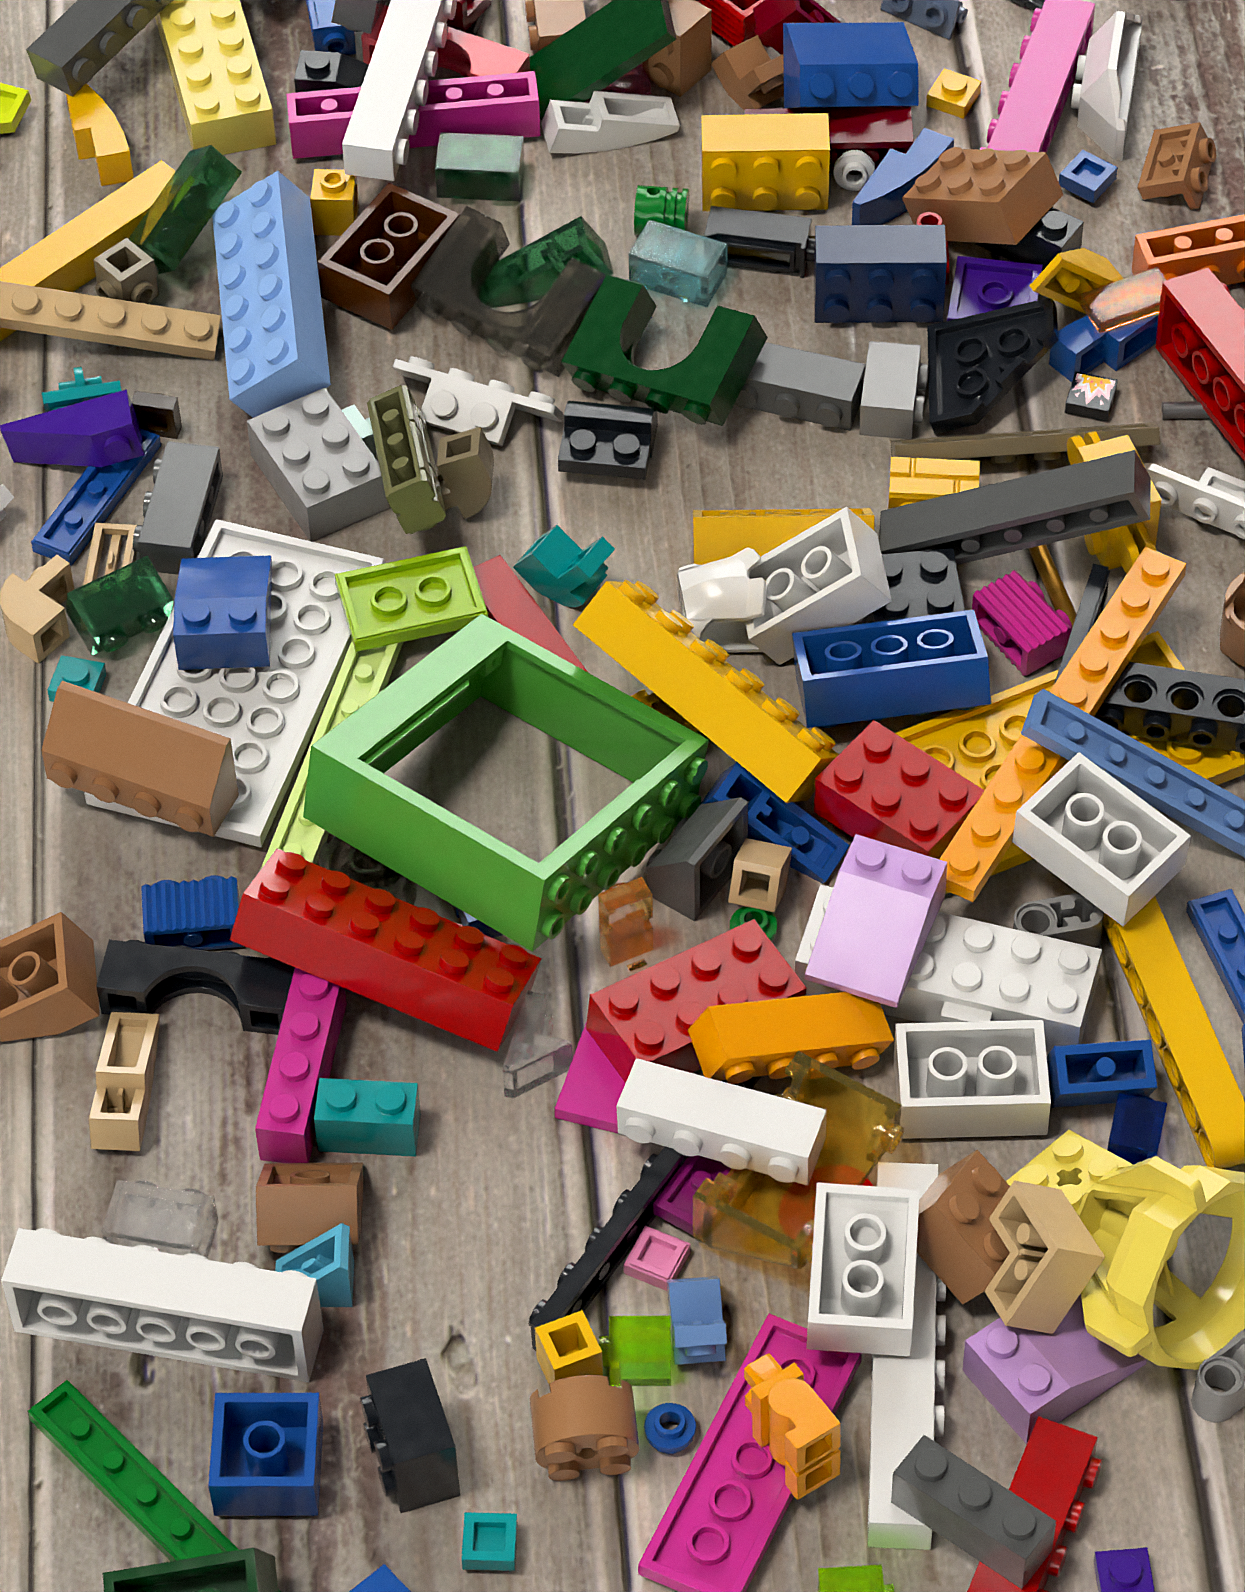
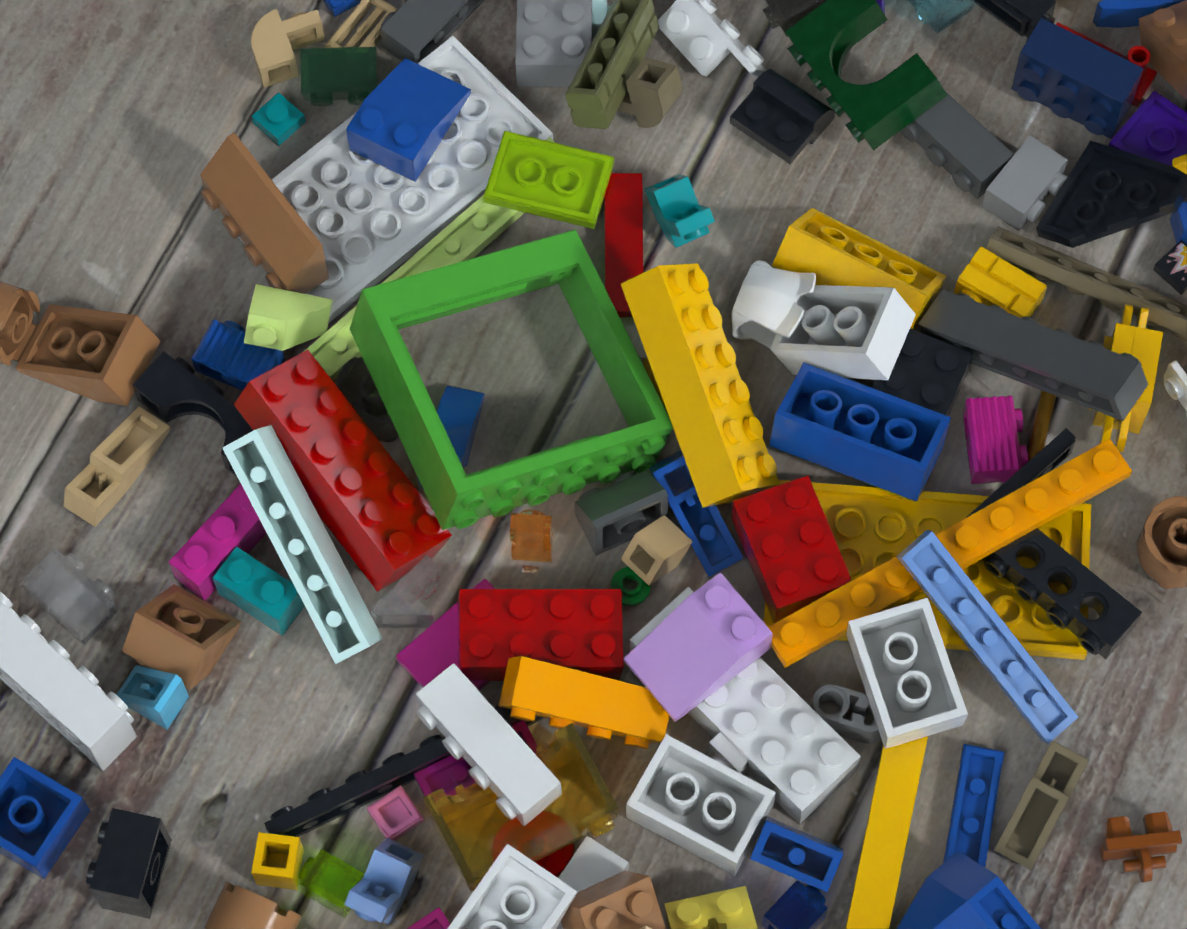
camera: 30 degrees right, 15 degrees up
(221, 844) = (285, 318): none -> yellowish green slope
(394, 1032) = (302, 543): none -> light aqua brick

